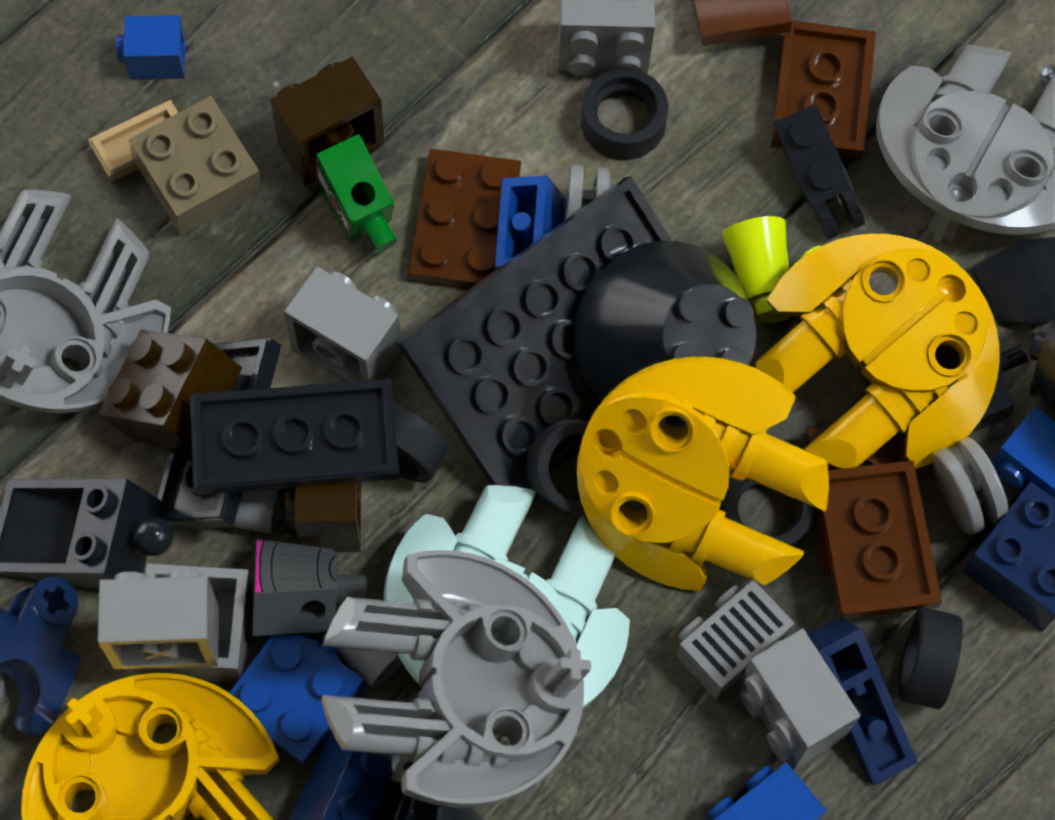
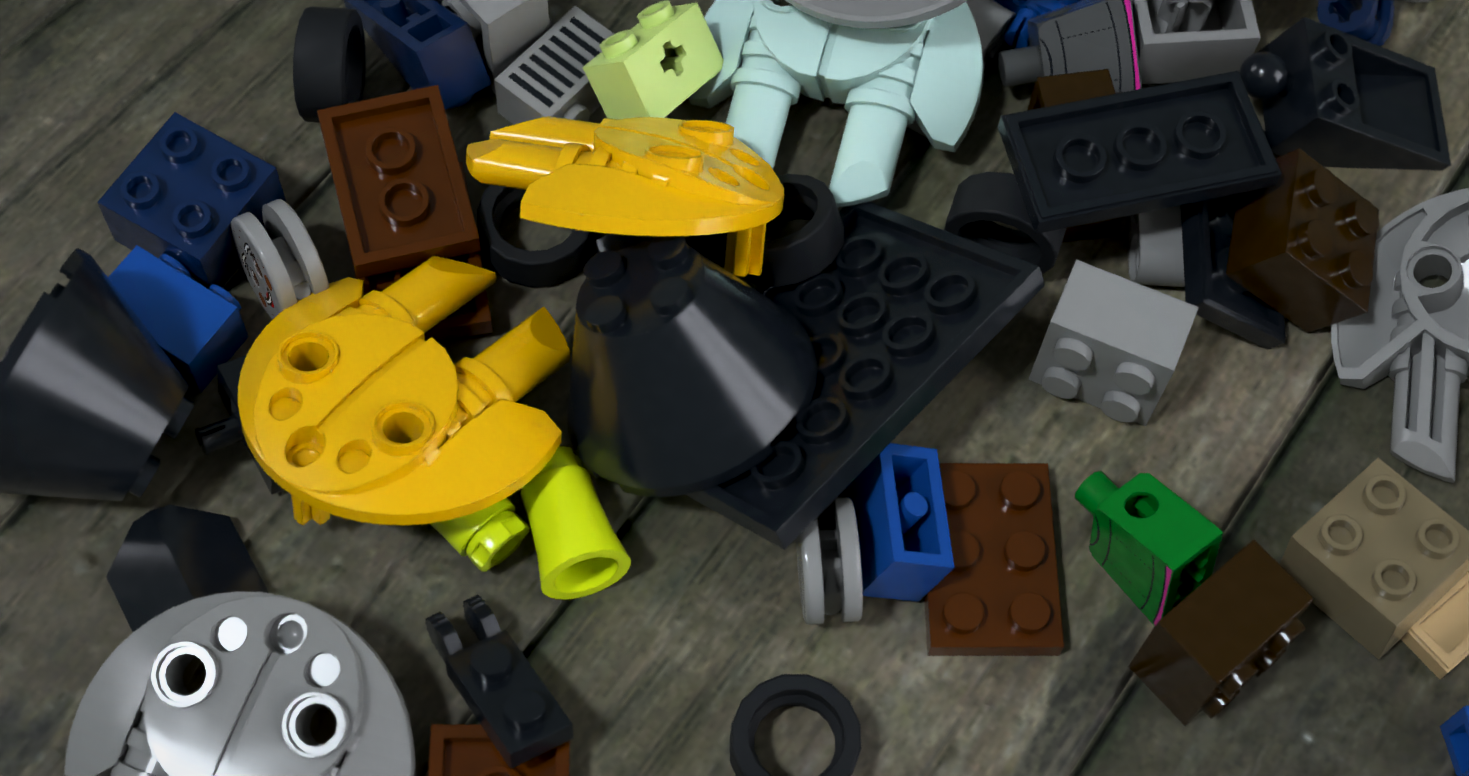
camera: 170 degrees right, 5 degrees down
(661, 615) = (655, 62): none -> yellowish green brick

